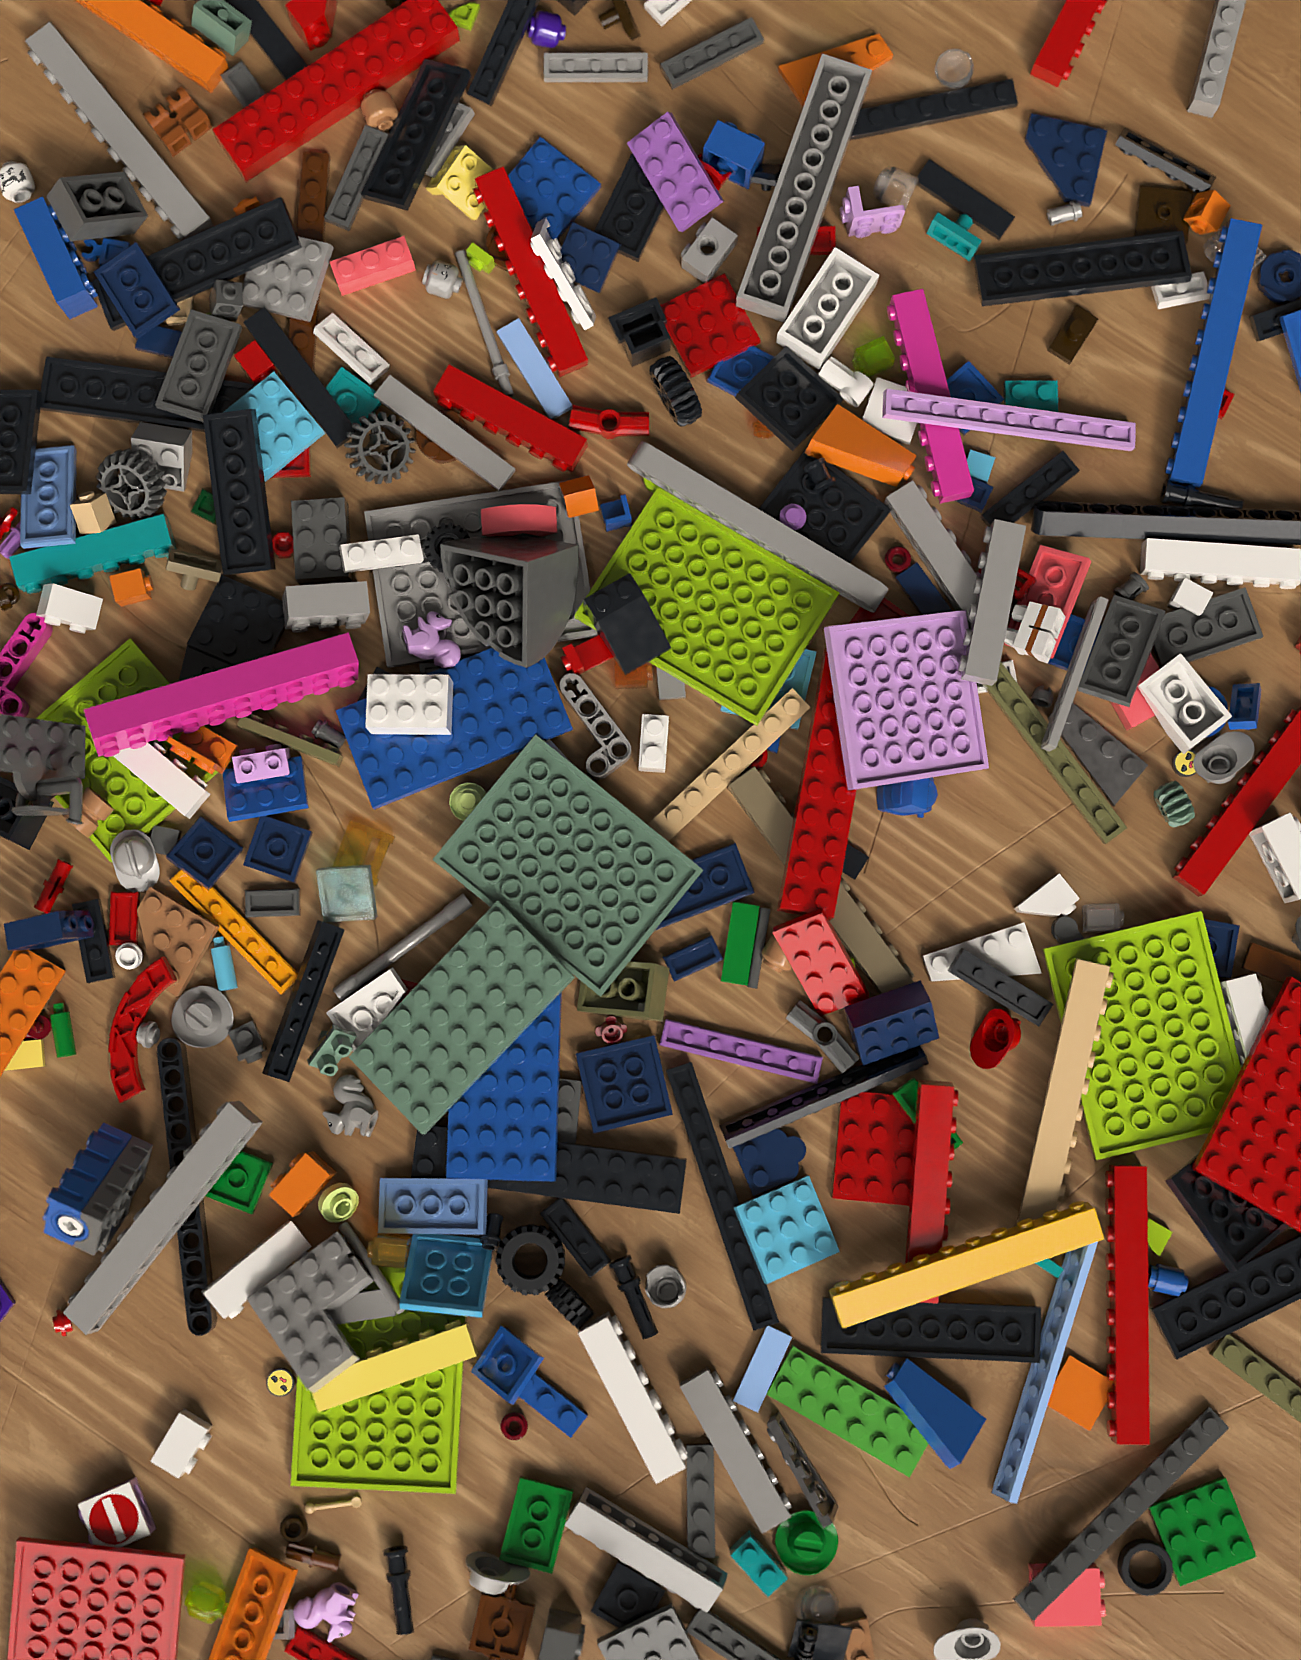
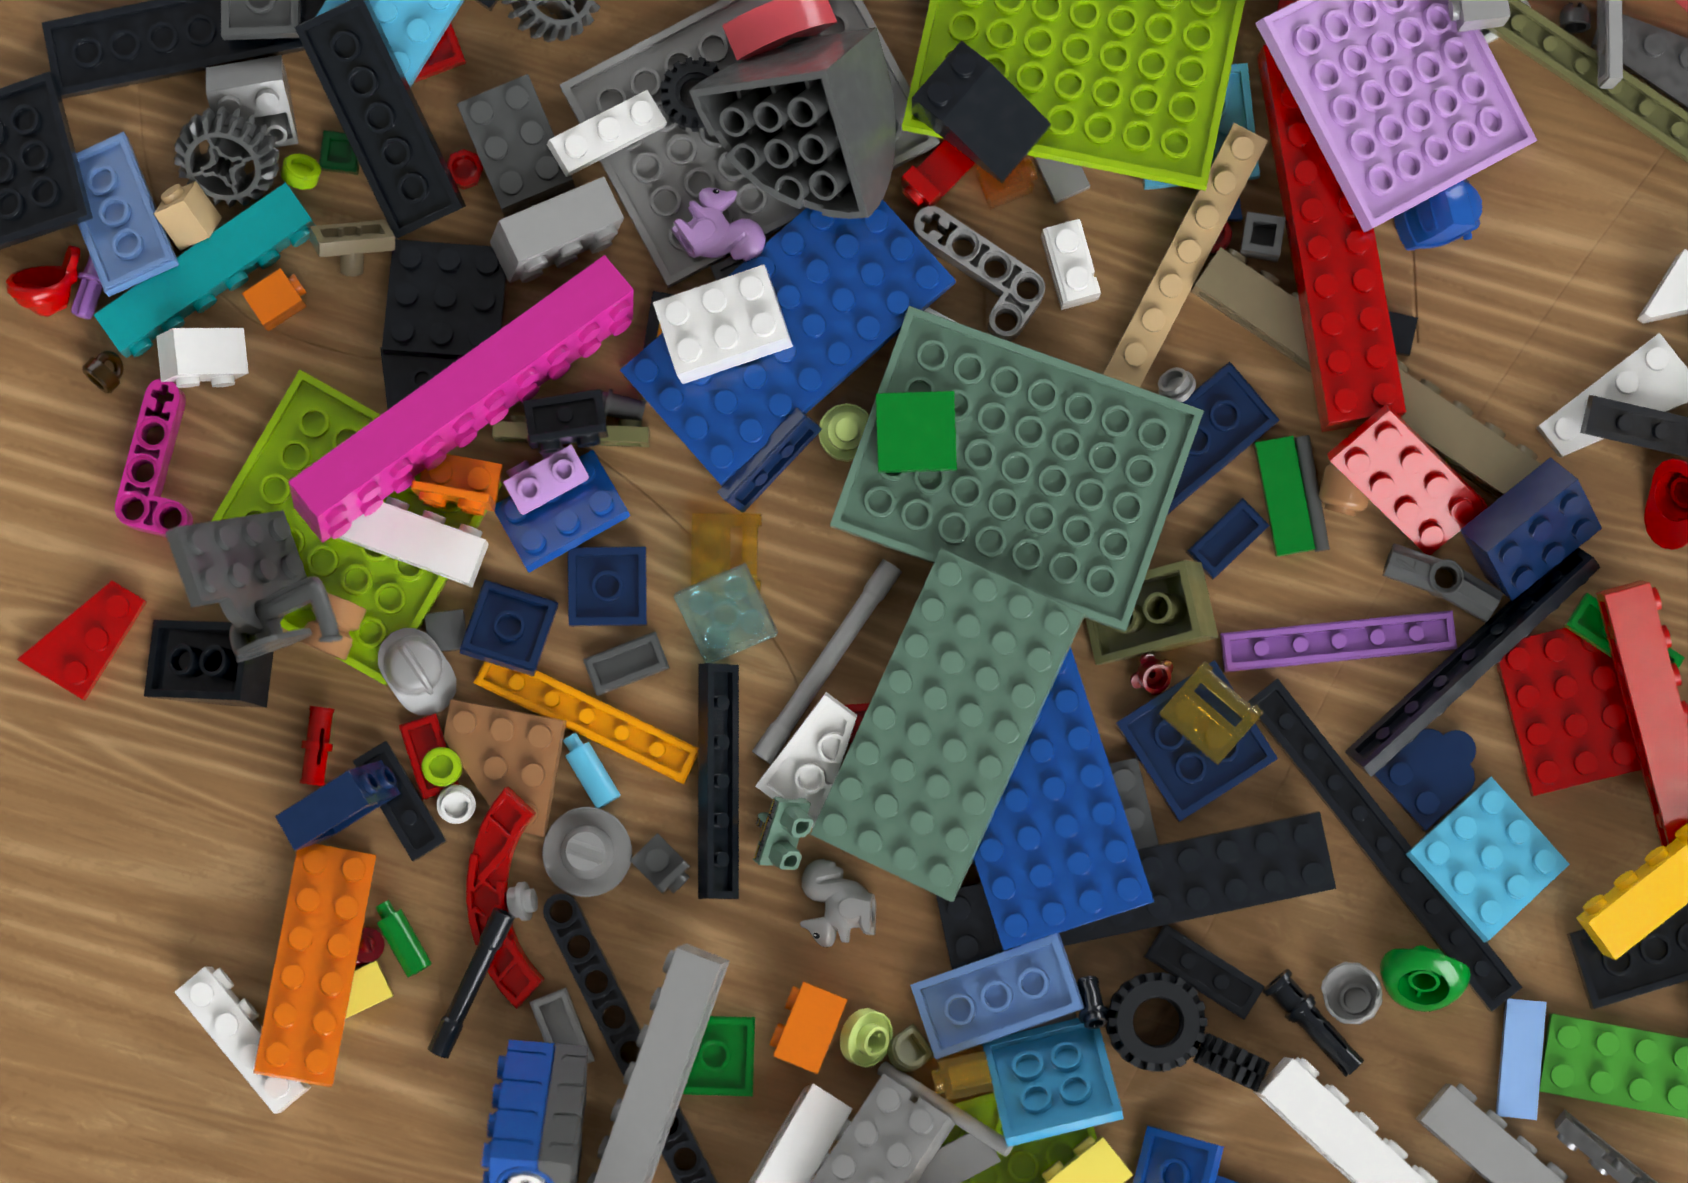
camera: 20 degrees left, 0 degrees up
(116, 1054) = (489, 943): none -> black piece
(128, 928) = (442, 767): none -> lime tile
(145, 1122) = (559, 1020): none -> light grey tile
(177, 510) = (300, 171): none -> lime tile
(286, 731) = (565, 420): none -> black bracket
(364, 1220) = (909, 1050): none -> olive tile
(411, 803) = (770, 460): none -> dark blue tile
(509, 818) = (916, 432): none -> green tile
(630, 1074) = (1201, 722): none -> clear yellow plate
(694, 846) = (1176, 384): none -> light grey plate
(716, 1292) = (1423, 978): none -> green hat
(784, 768) = (1262, 236): none -> dark grey brick

